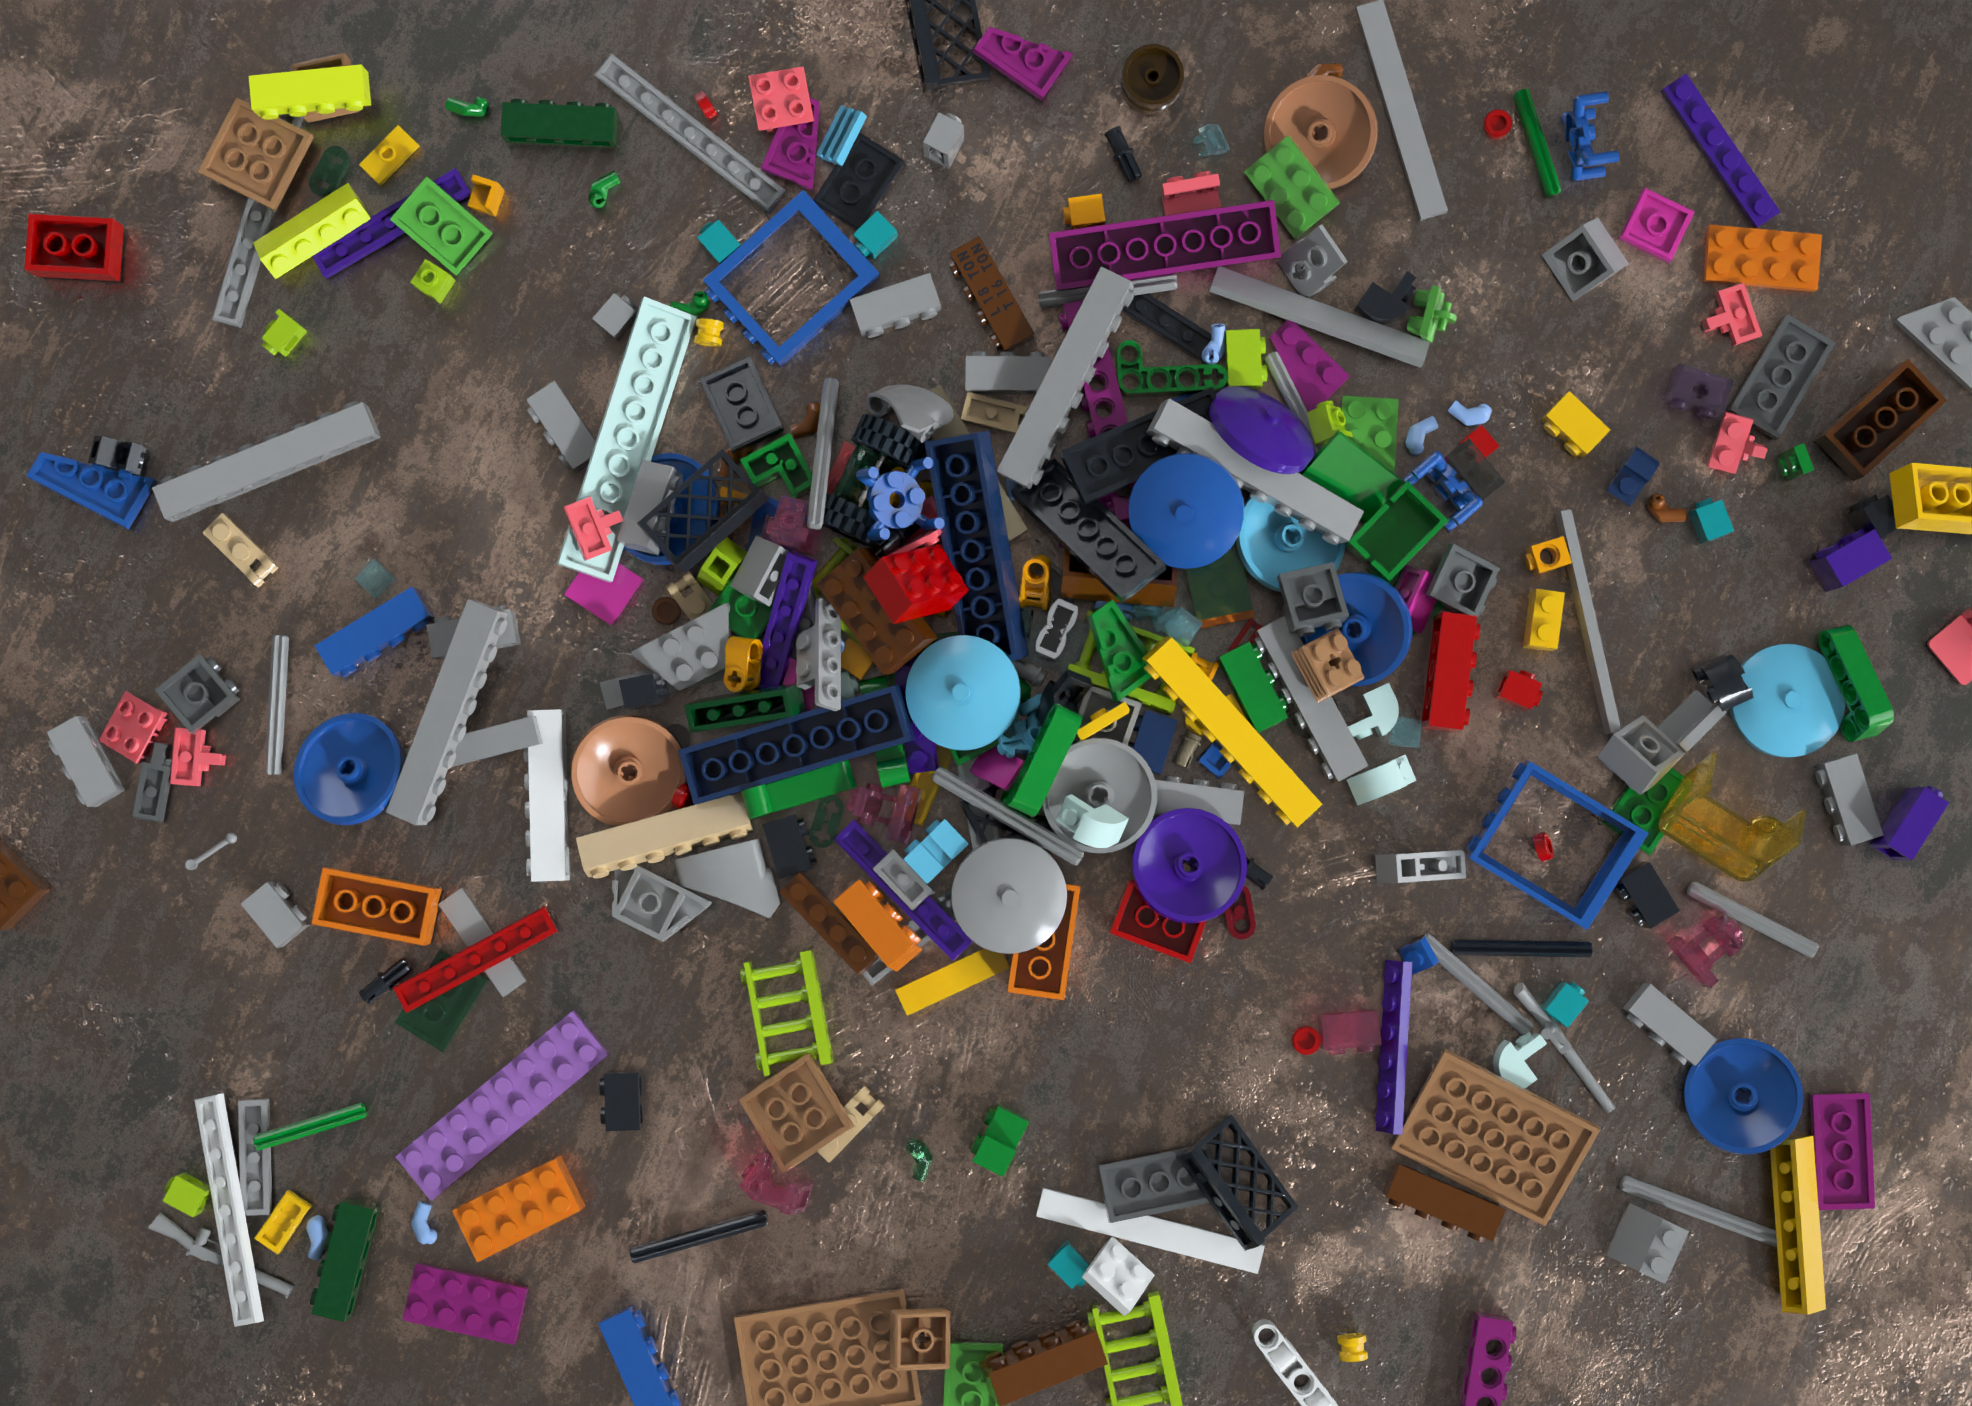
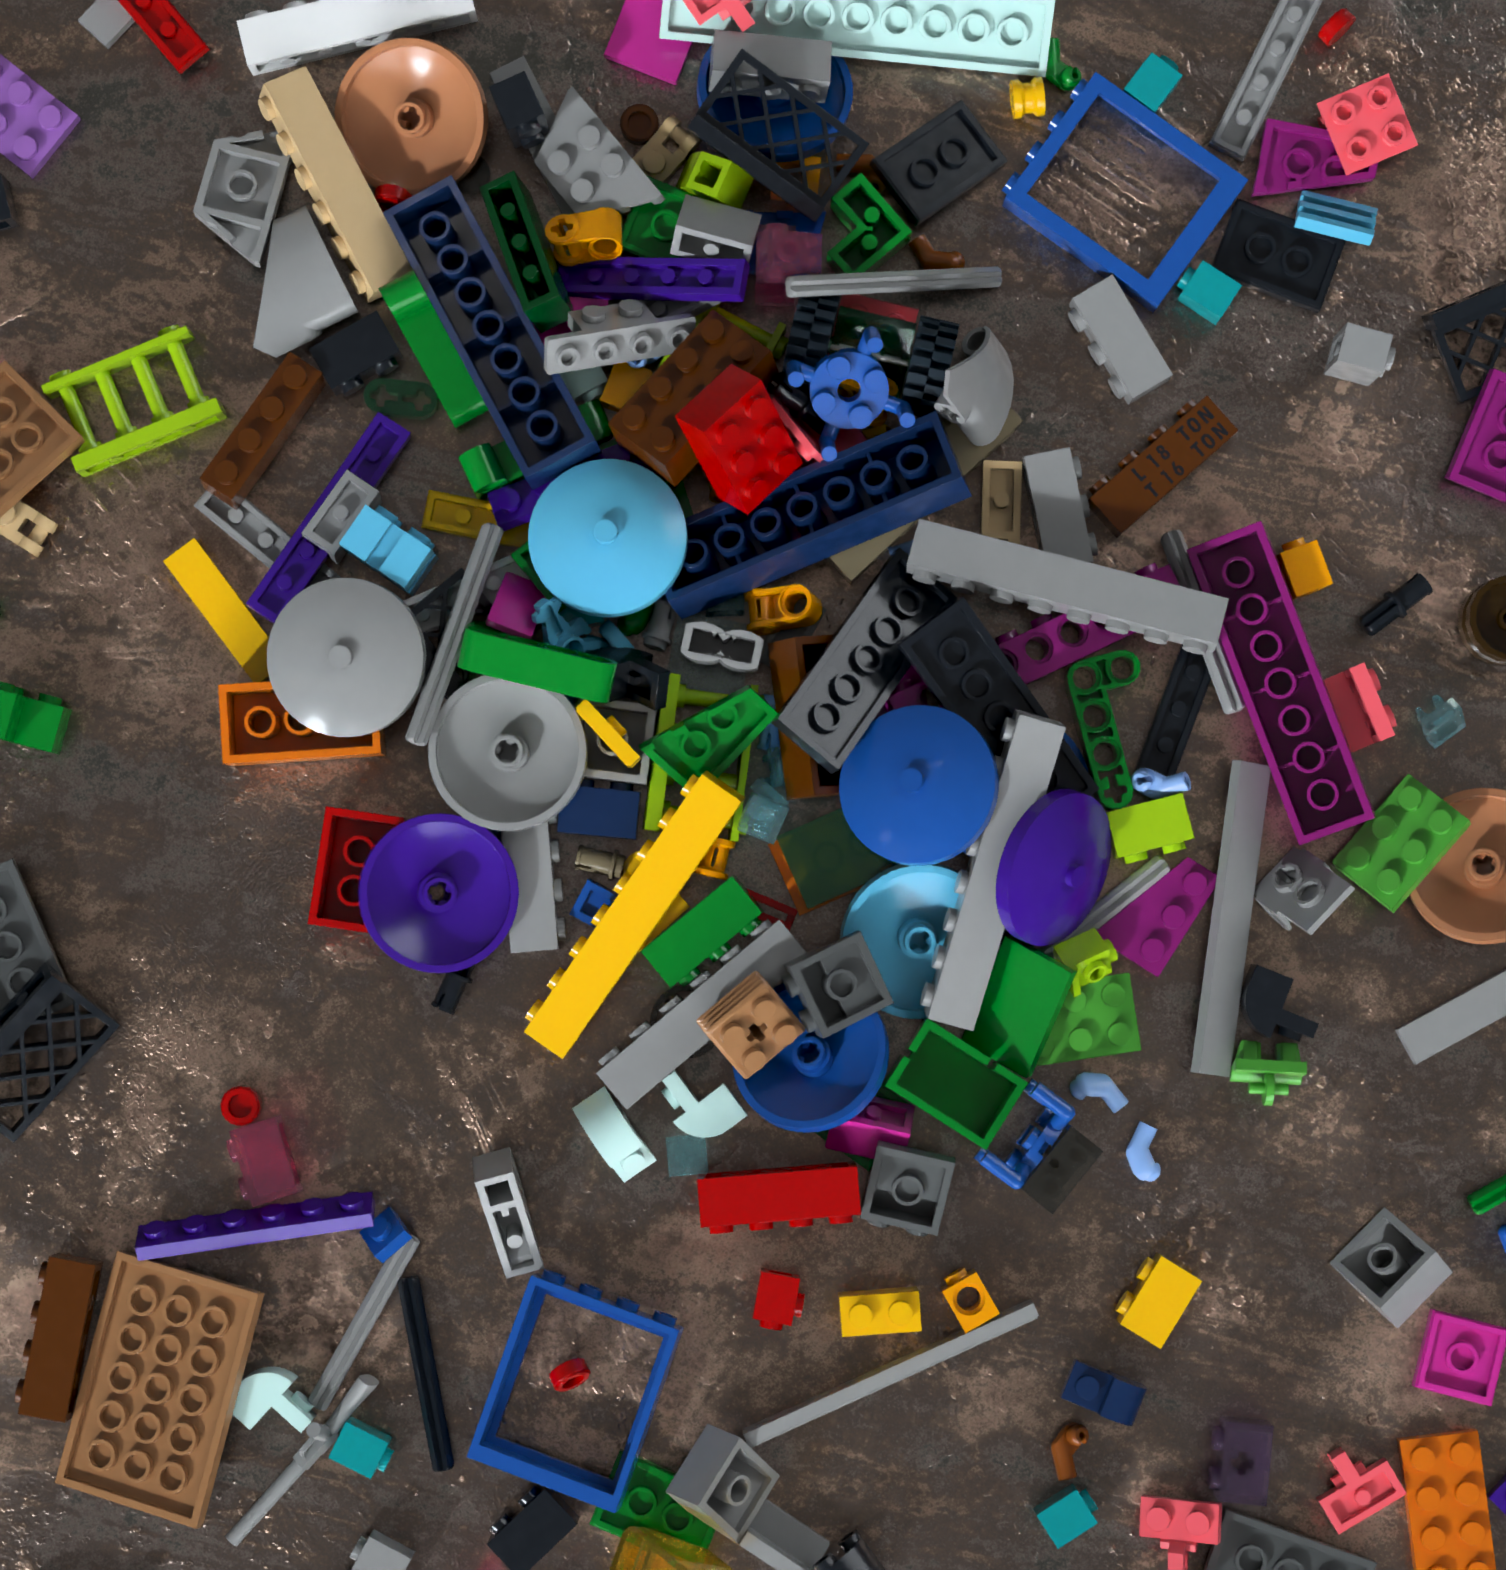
camera: 75 degrees right, 0 degrees up
(868, 802) = (433, 446): clear pink tile -> none
(879, 924) = (273, 493): orange brick -> none
(1092, 826) = (460, 747): light aqua brick -> none
(1241, 910) = (397, 981): dark red plate -> none
(1482, 441) = (1105, 1176): red tile -> none

